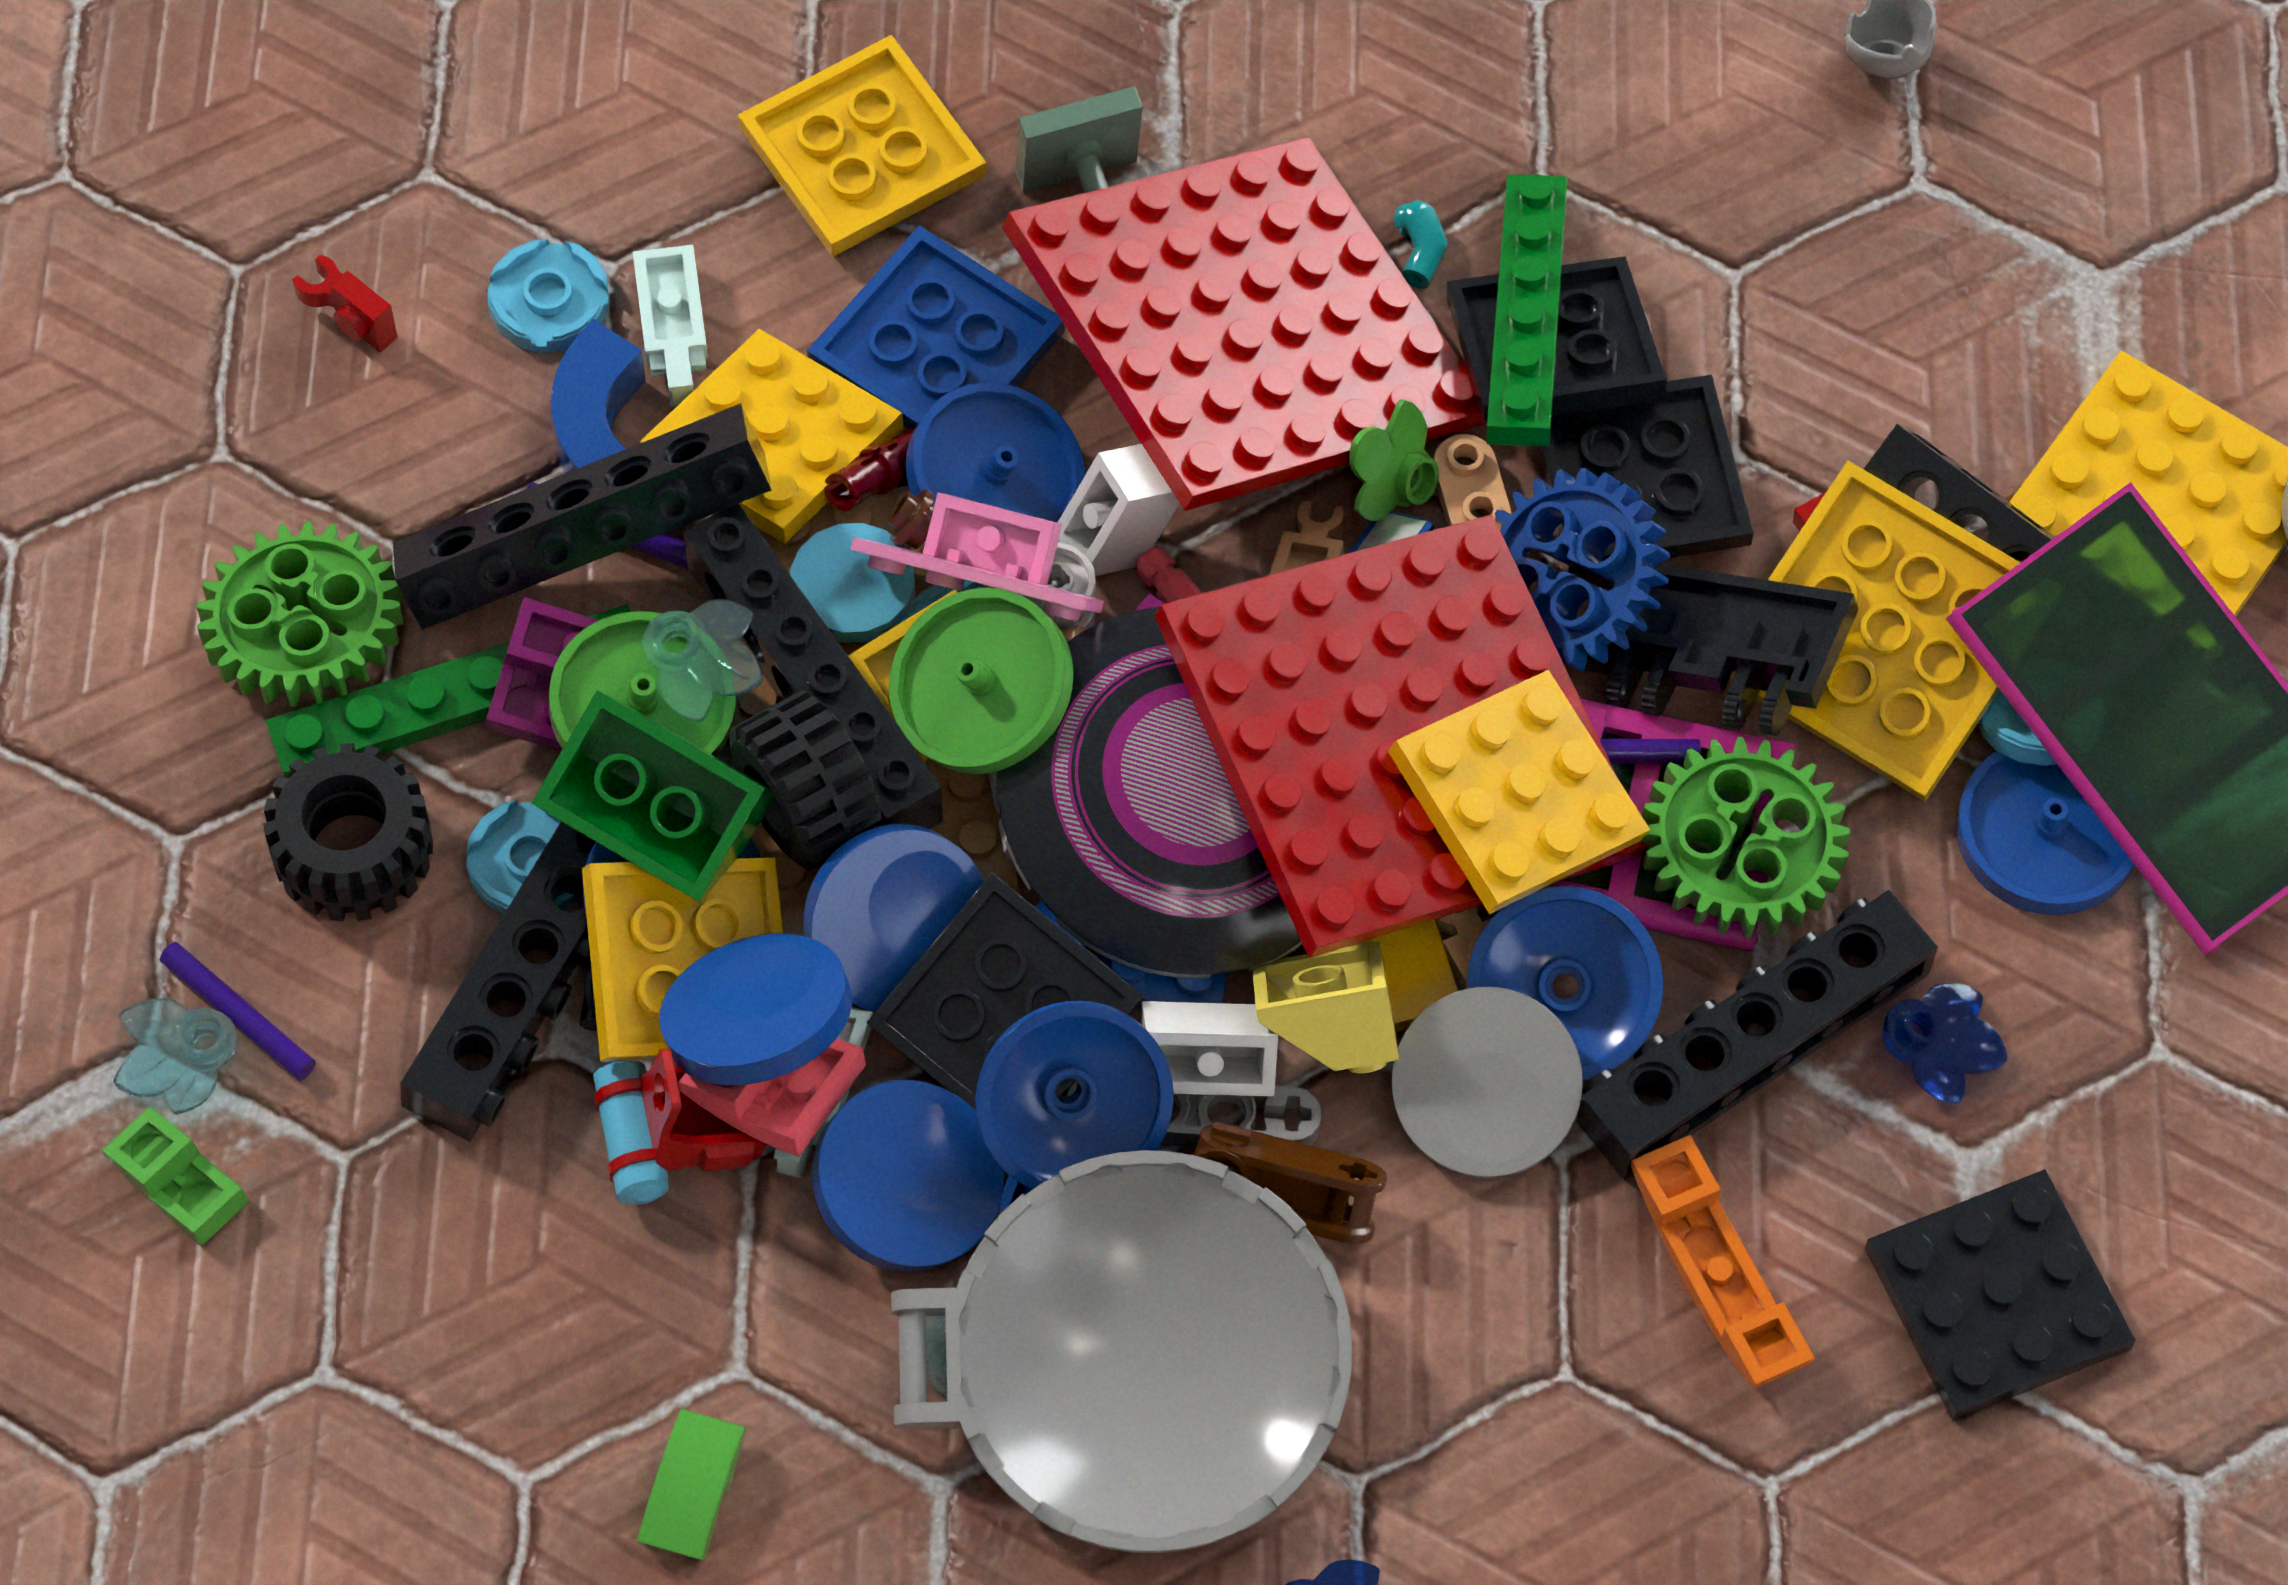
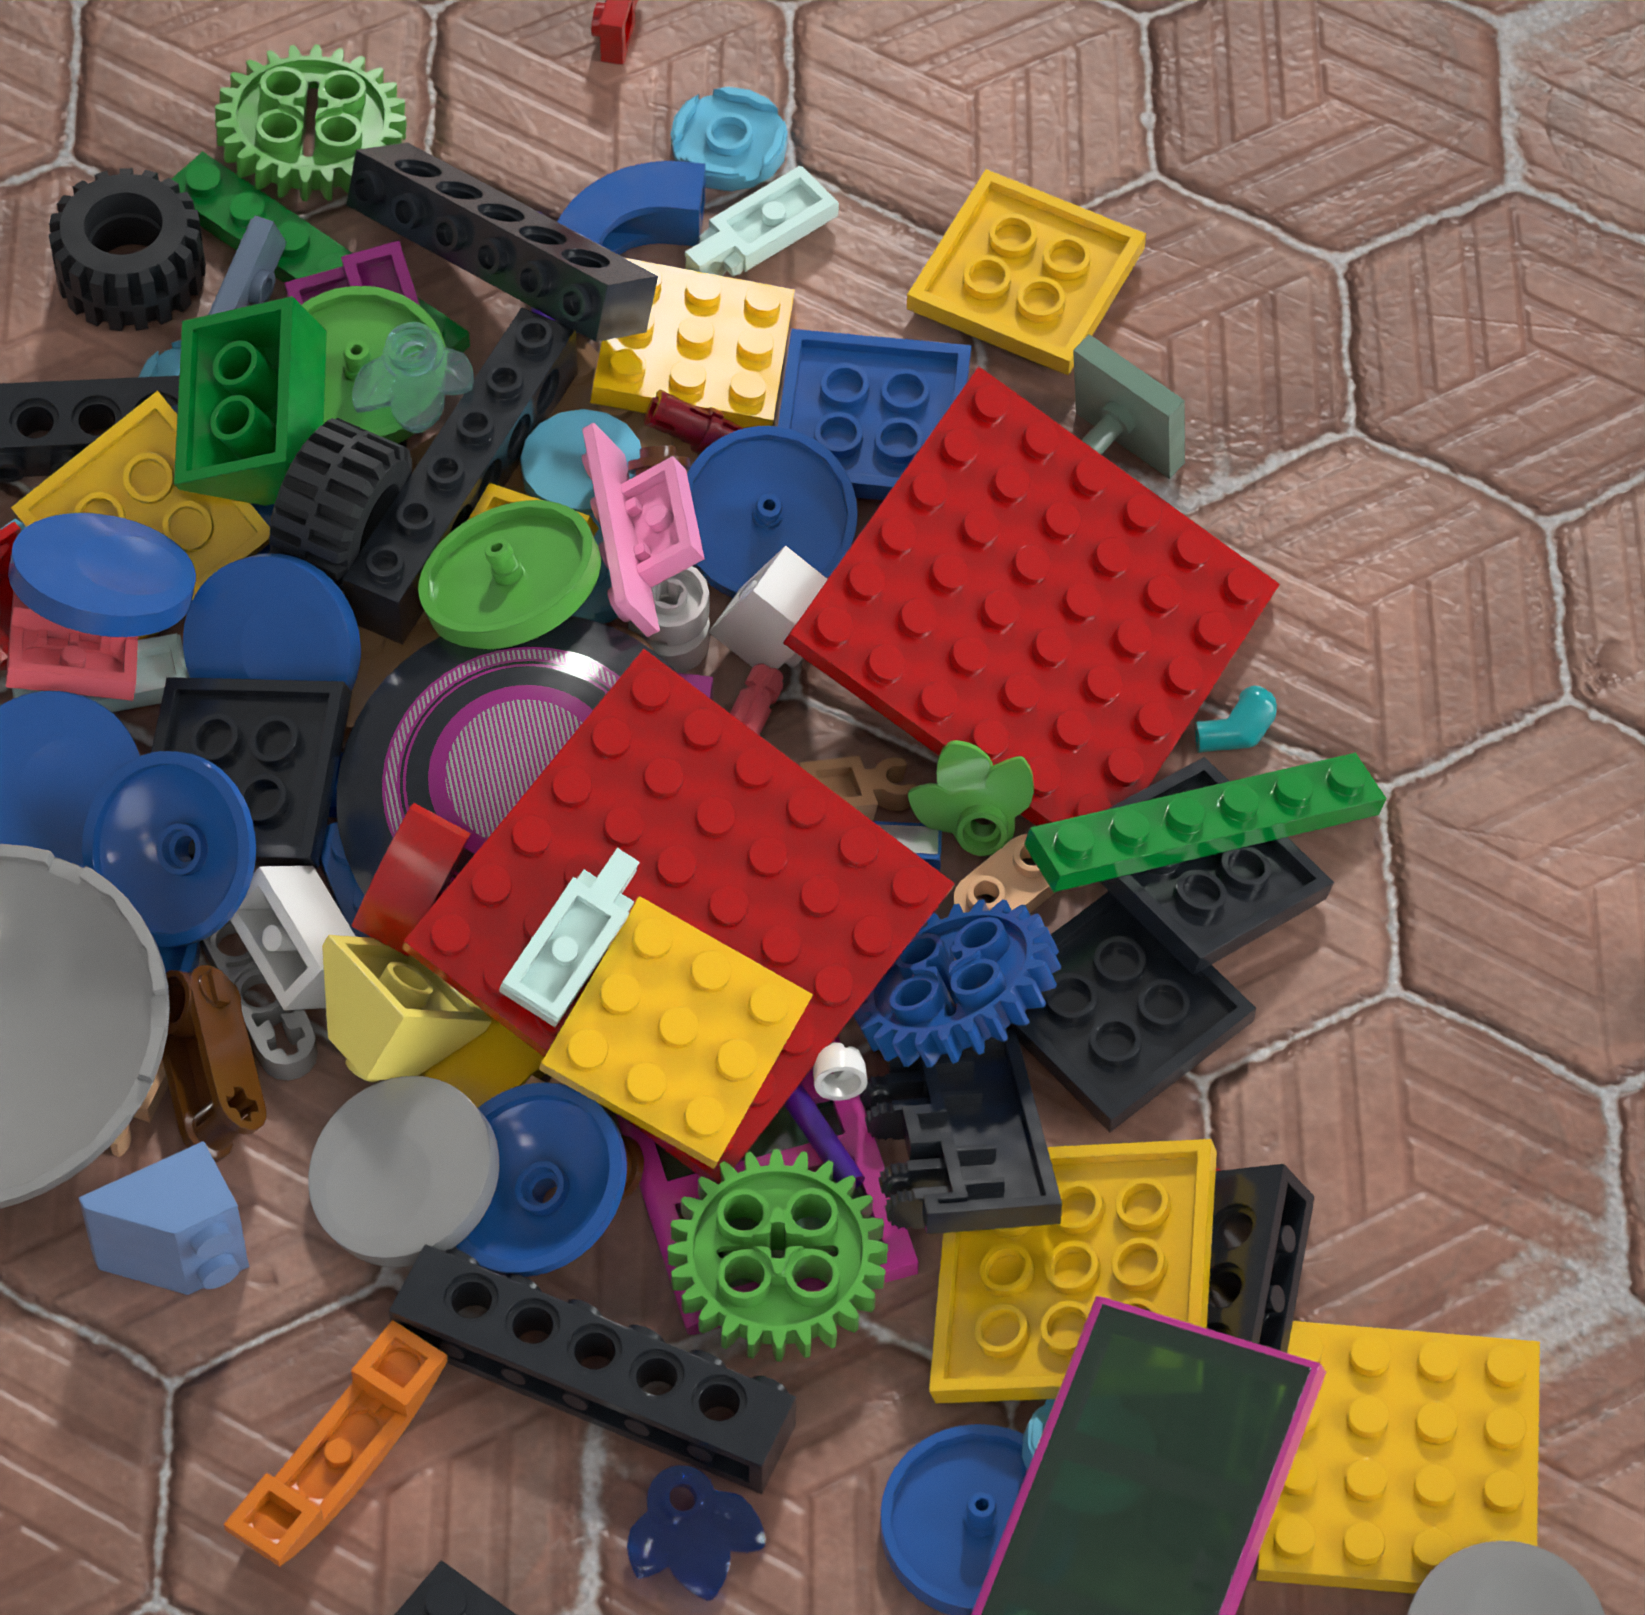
camera: 60 degrees right, 5 degrees down
(462, 750) = (251, 272): none -> sand blue plate
(1238, 913) = (410, 876): none -> red slope
(1406, 811) = (572, 940): none -> light aqua hinge
(1450, 1276) = (168, 1224): none -> medium blue slope
(1600, 699) = (848, 1076): none -> white hinge

